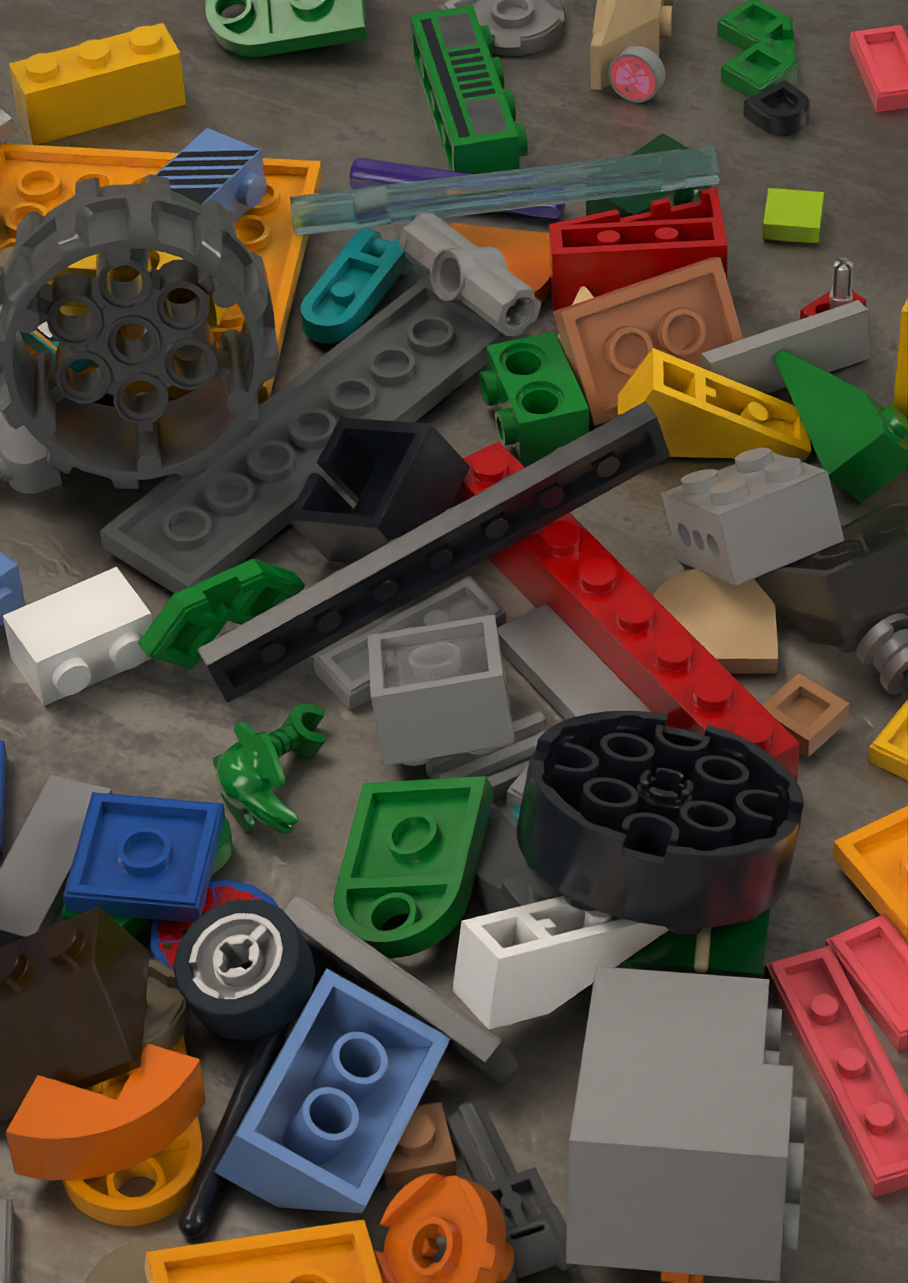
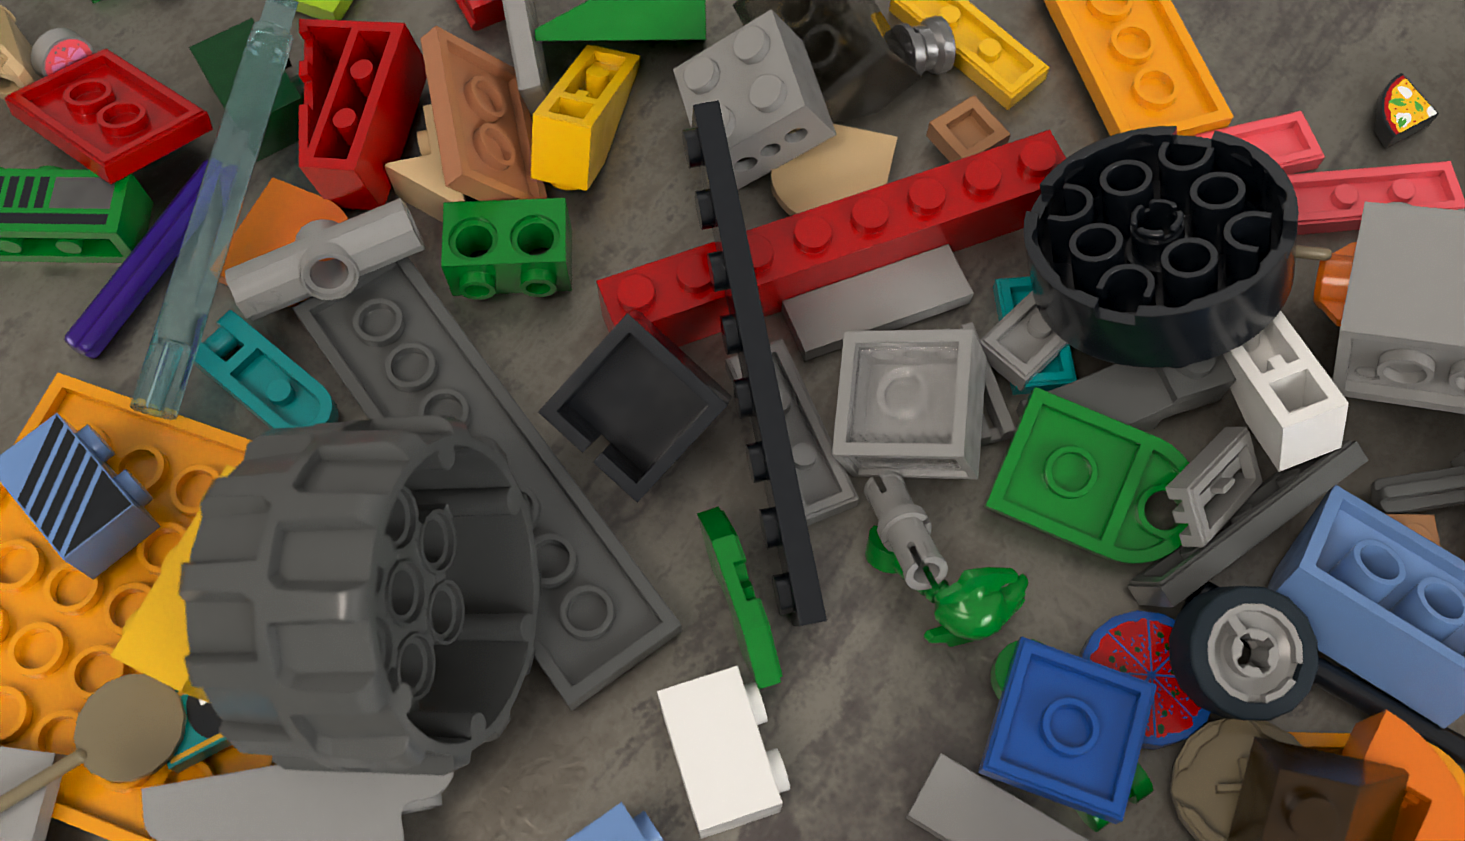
camera: 80 degrees left, 20 degrees up
(310, 709) = (905, 530): none -> light grey pin
(427, 911) = (1211, 475): none -> light grey tile
(579, 110) = (108, 115): none -> red tile

